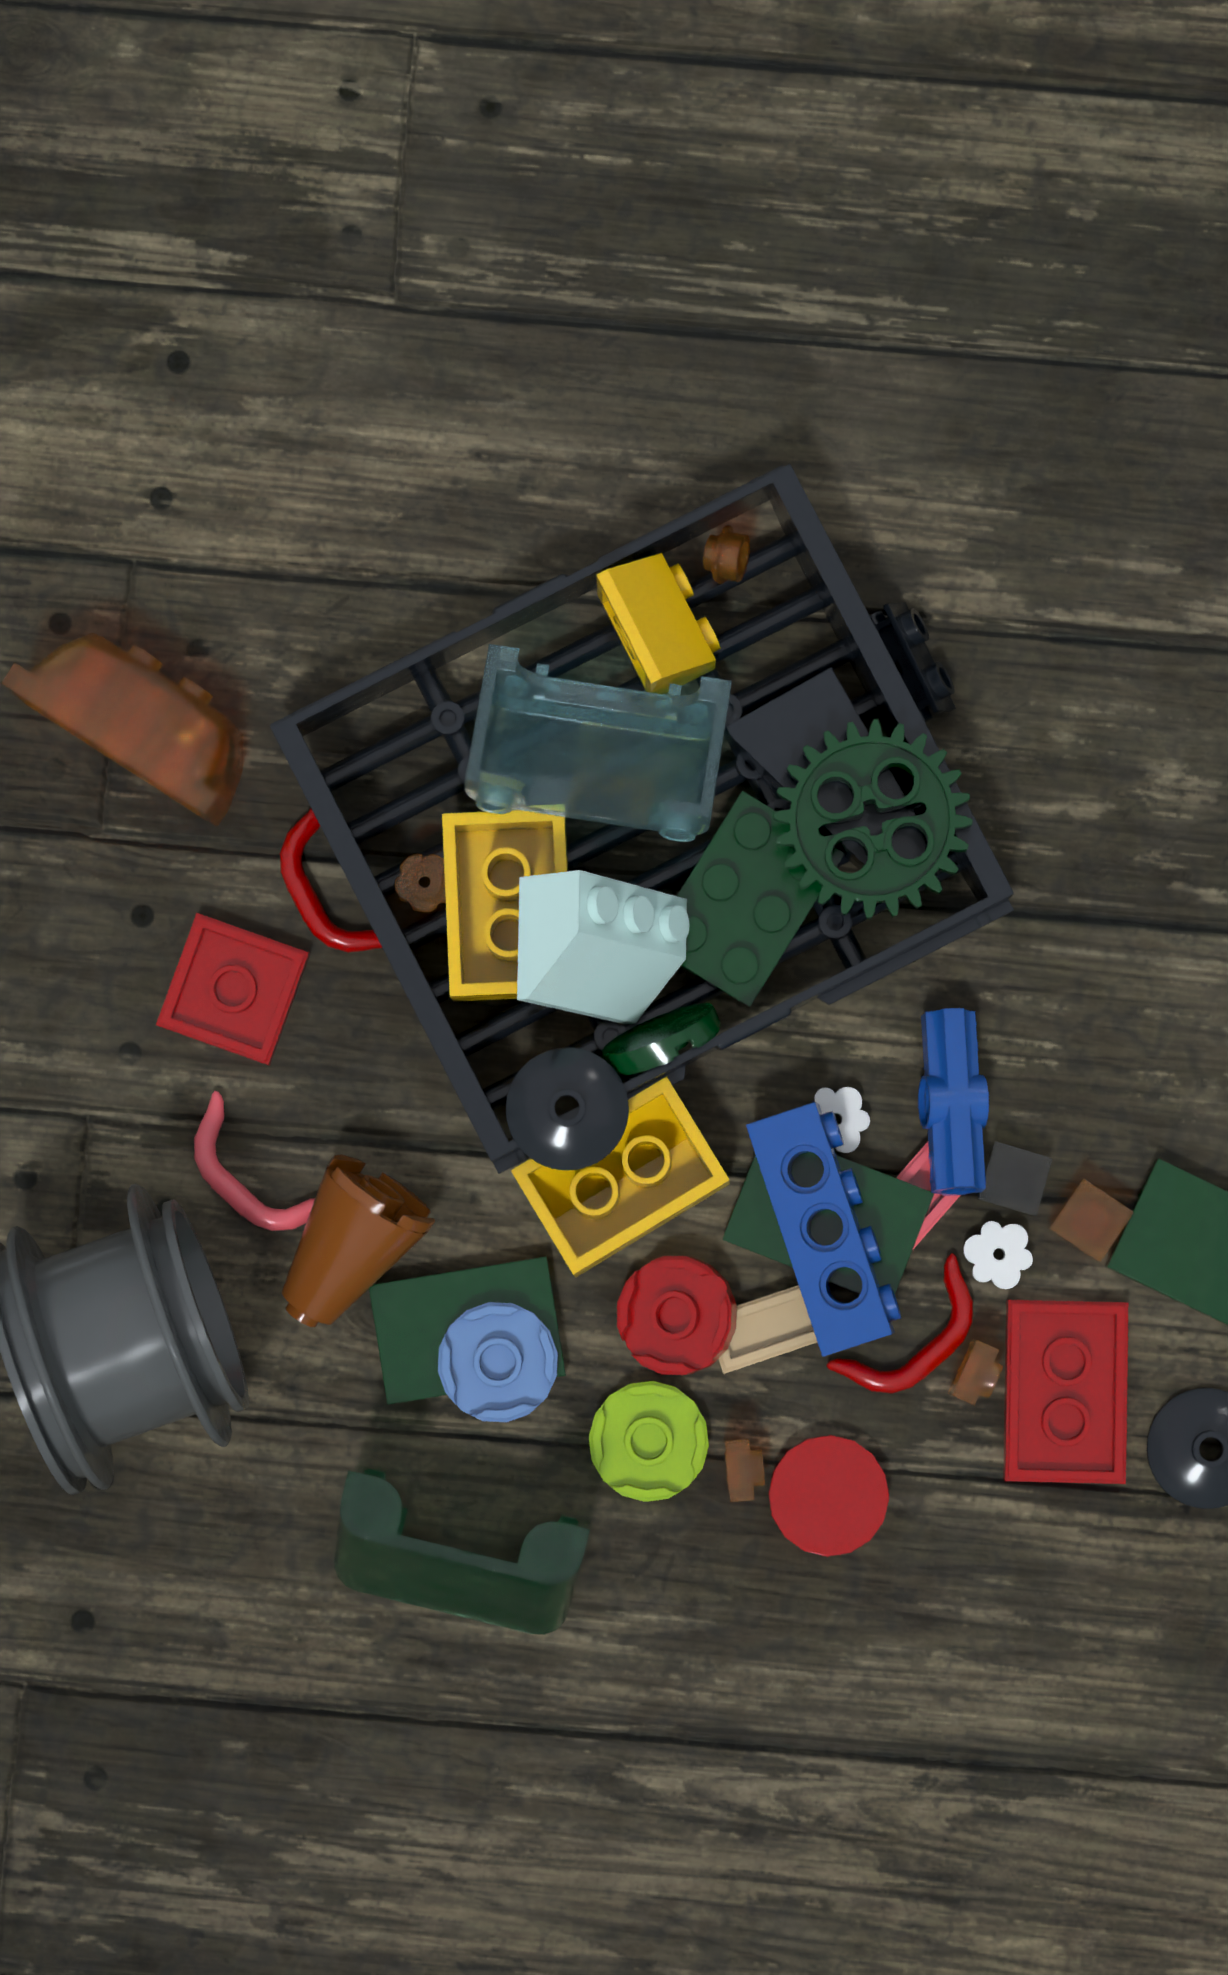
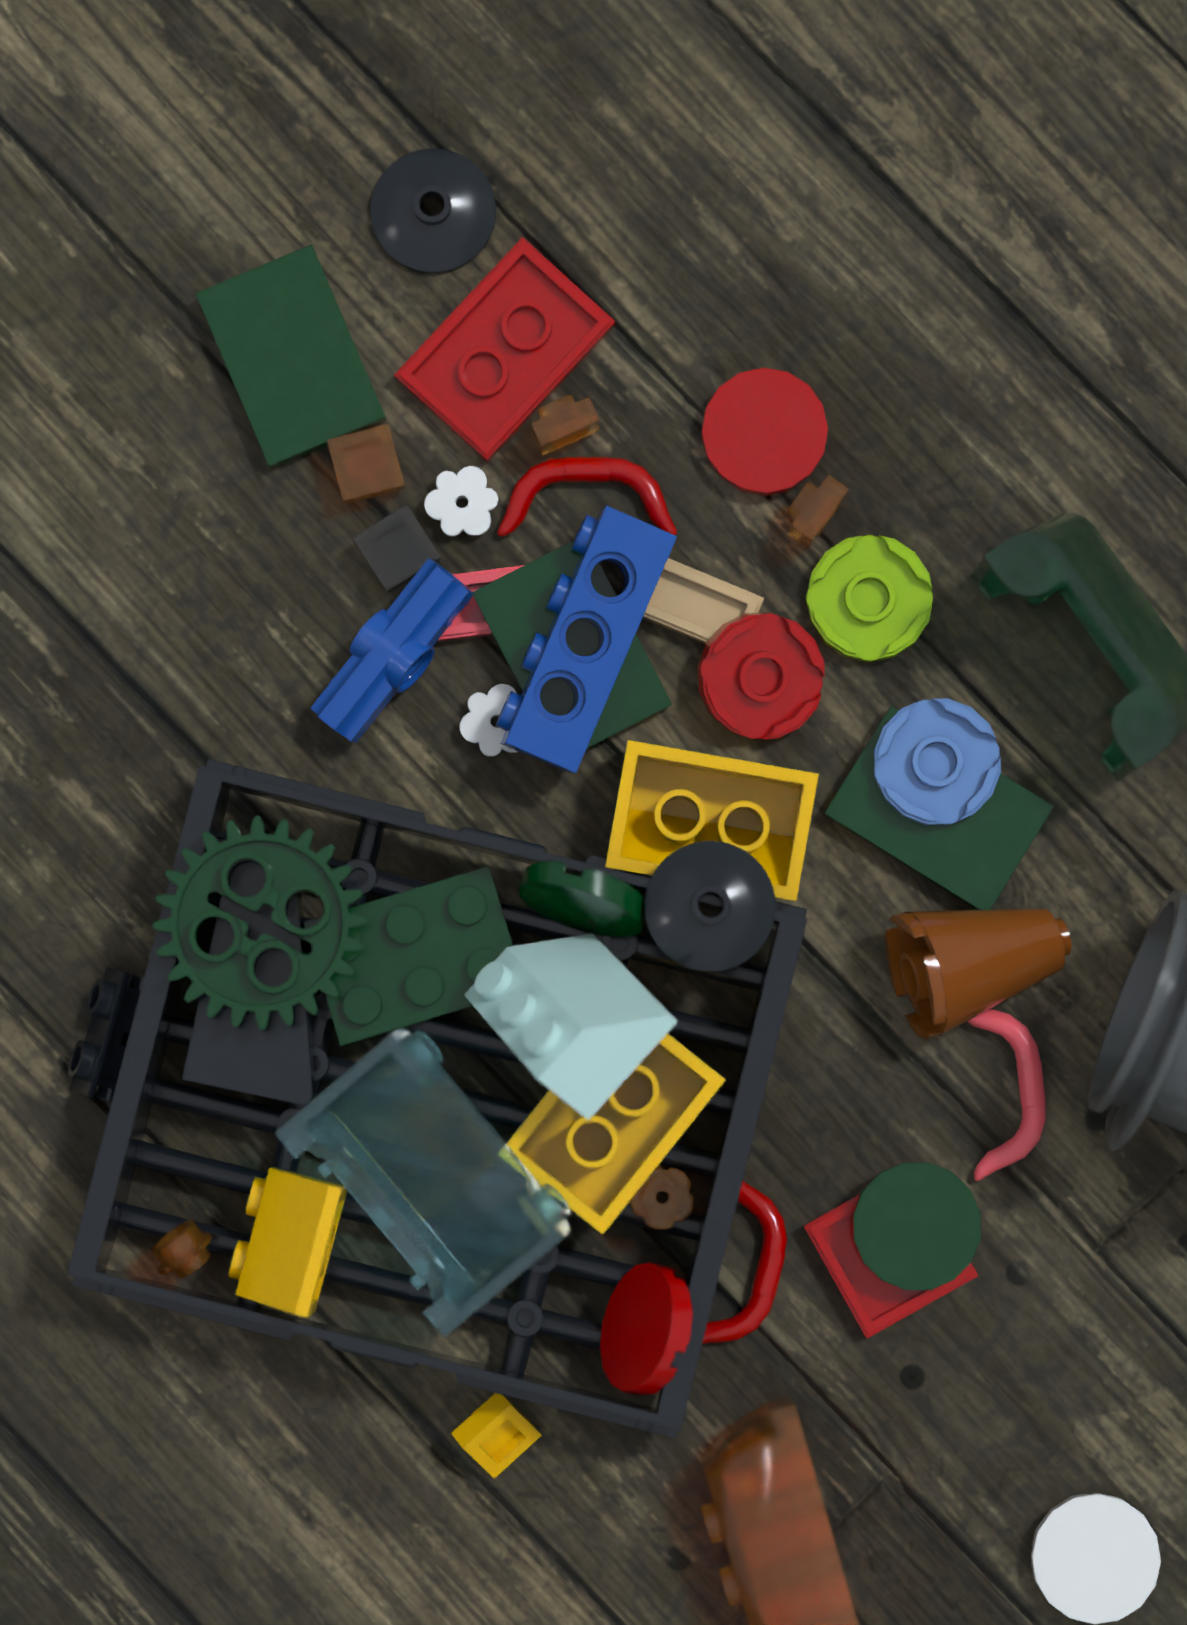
camera: 140 degrees left, 0 degrees up
(228, 1019) = (916, 1226): none -> dark green tile
(355, 777) = (645, 1328): none -> red tile
(397, 621) = (496, 1434): none -> yellow plate

